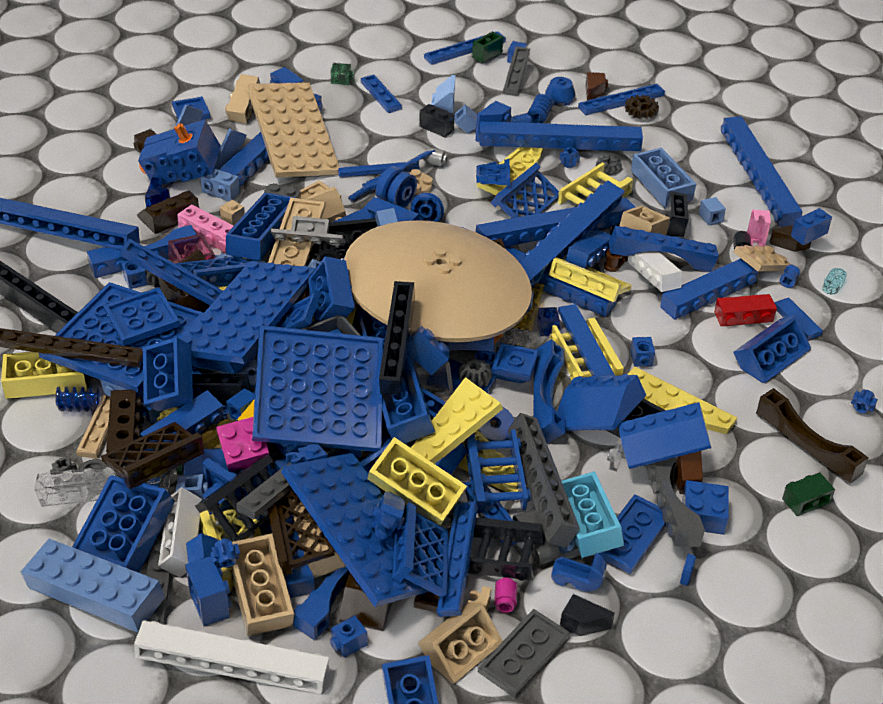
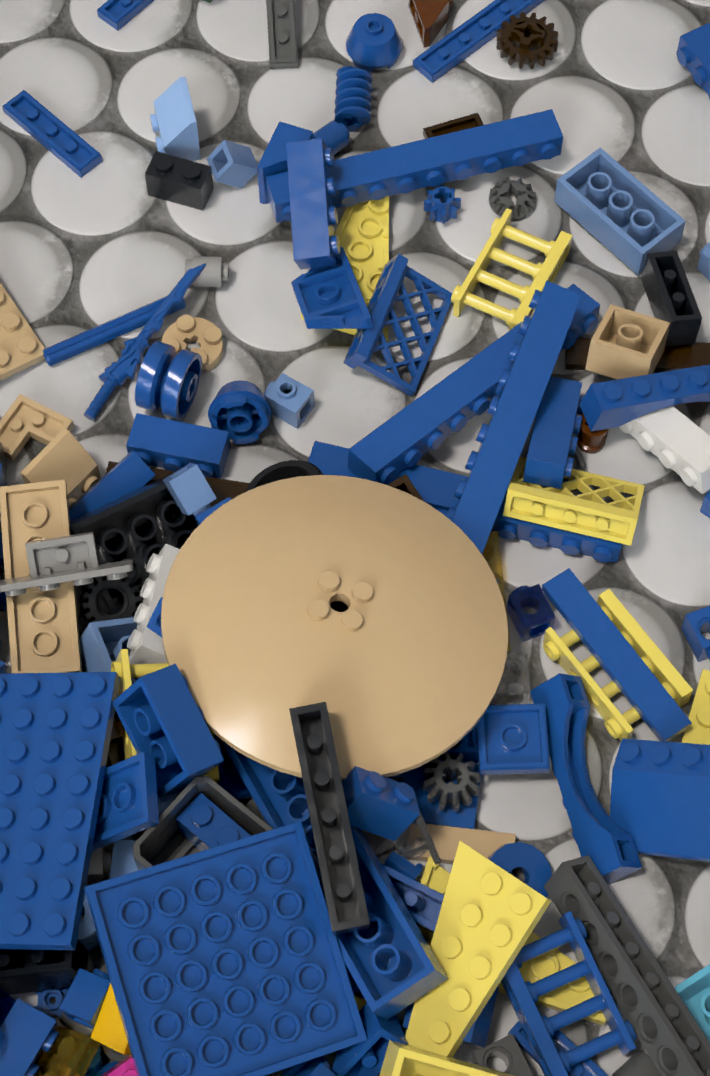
camera: 15 degrees left, 20 degrees up
(456, 212) = (289, 400): none -> medium blue brick
(498, 132) = (311, 203): none -> blue brick

